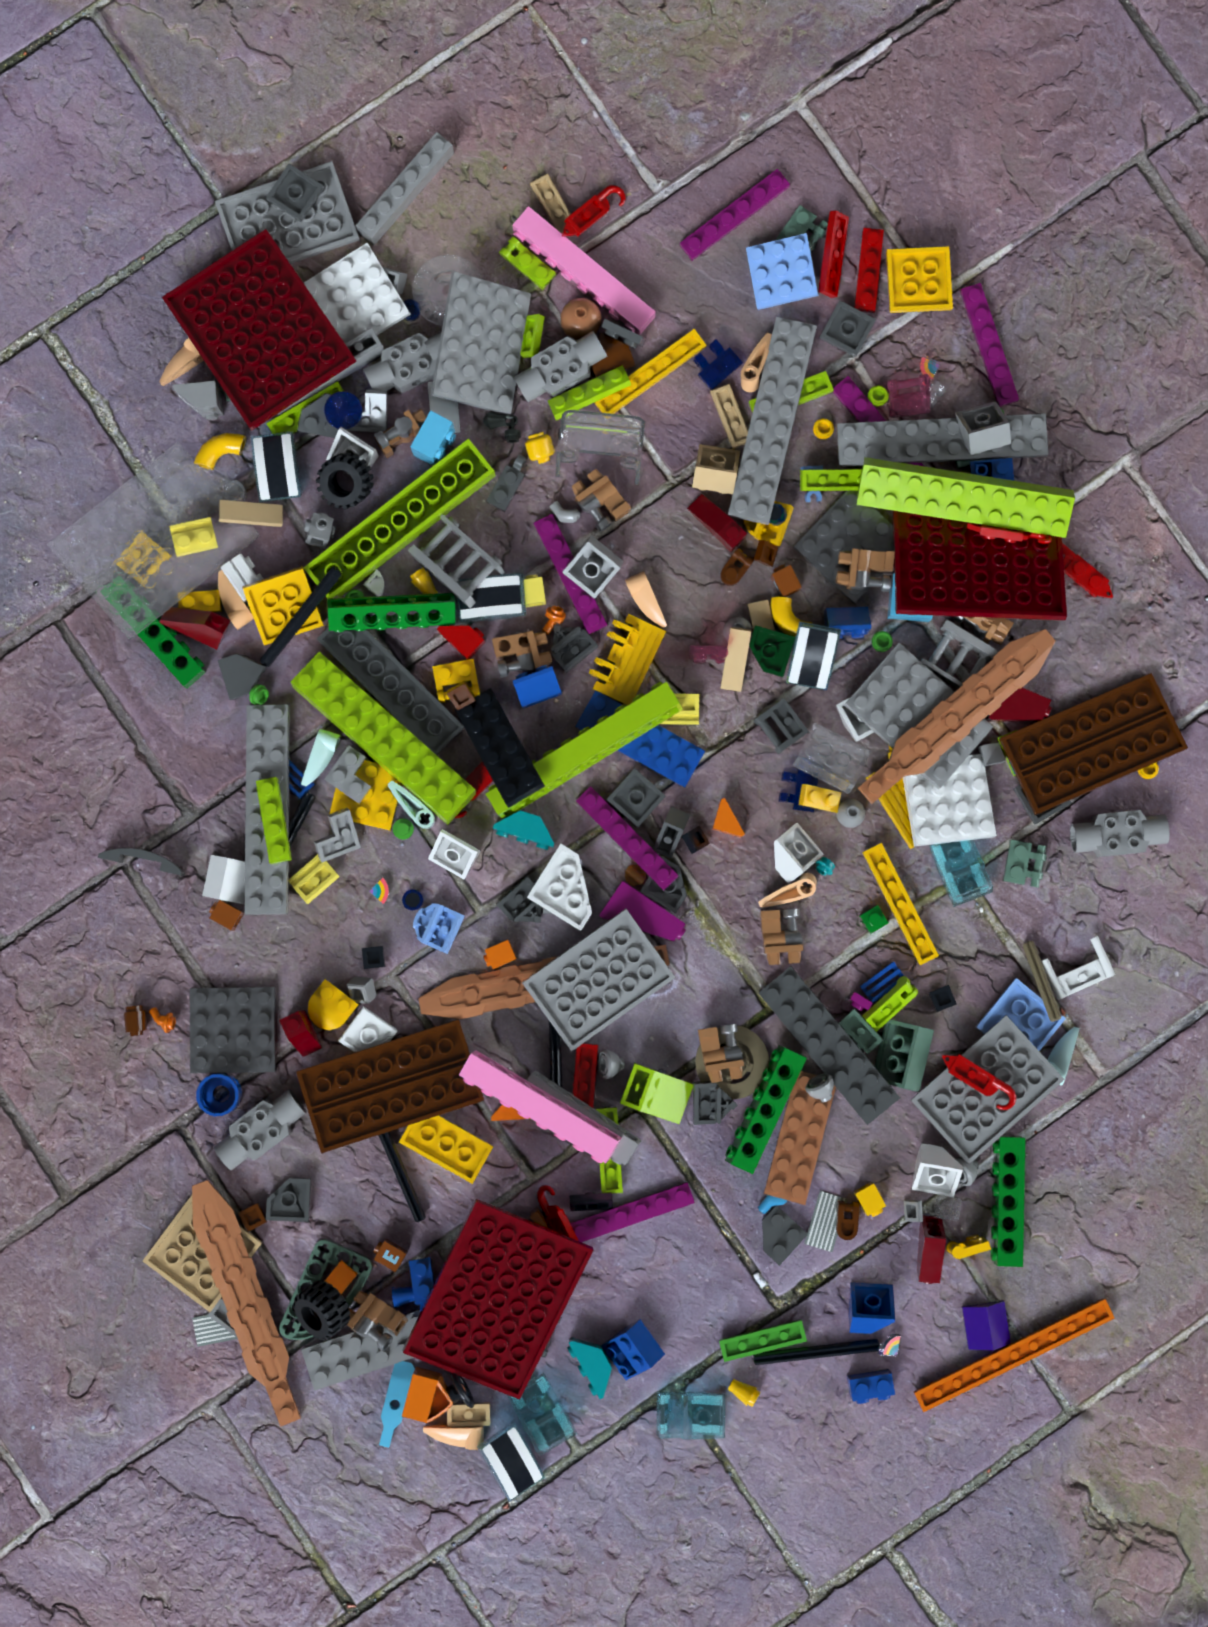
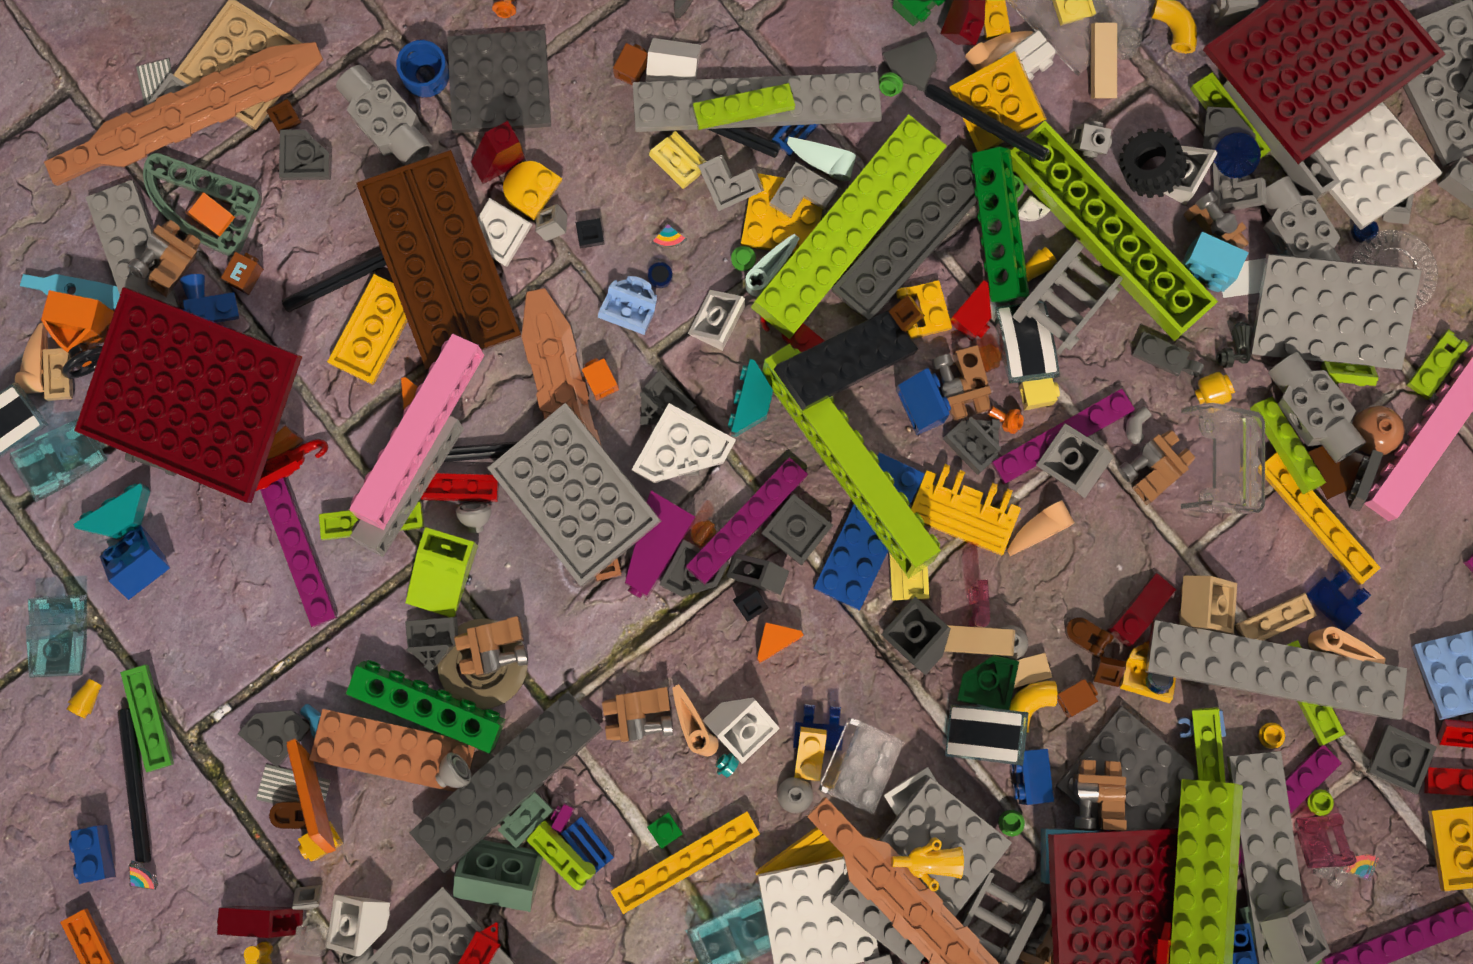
camera: 85 degrees right, 5 degrees down
(276, 466) = (1161, 86): slope -> none
(321, 1310) = (173, 193): black tyre -> none
(500, 628) = (990, 357): none -> clear orange plate
(591, 1201) = (309, 502): black plate -> none
(729, 705) = (918, 635): none -> dark grey slope
(786, 721) = (903, 708): dark grey plate -> none
(835, 1203) = (310, 796): none -> orange tile
(870, 1307) = (188, 849): blue slope -> none
(912, 705) = (928, 861): none -> yellow piece
(942, 998) = (570, 921): black plate -> none

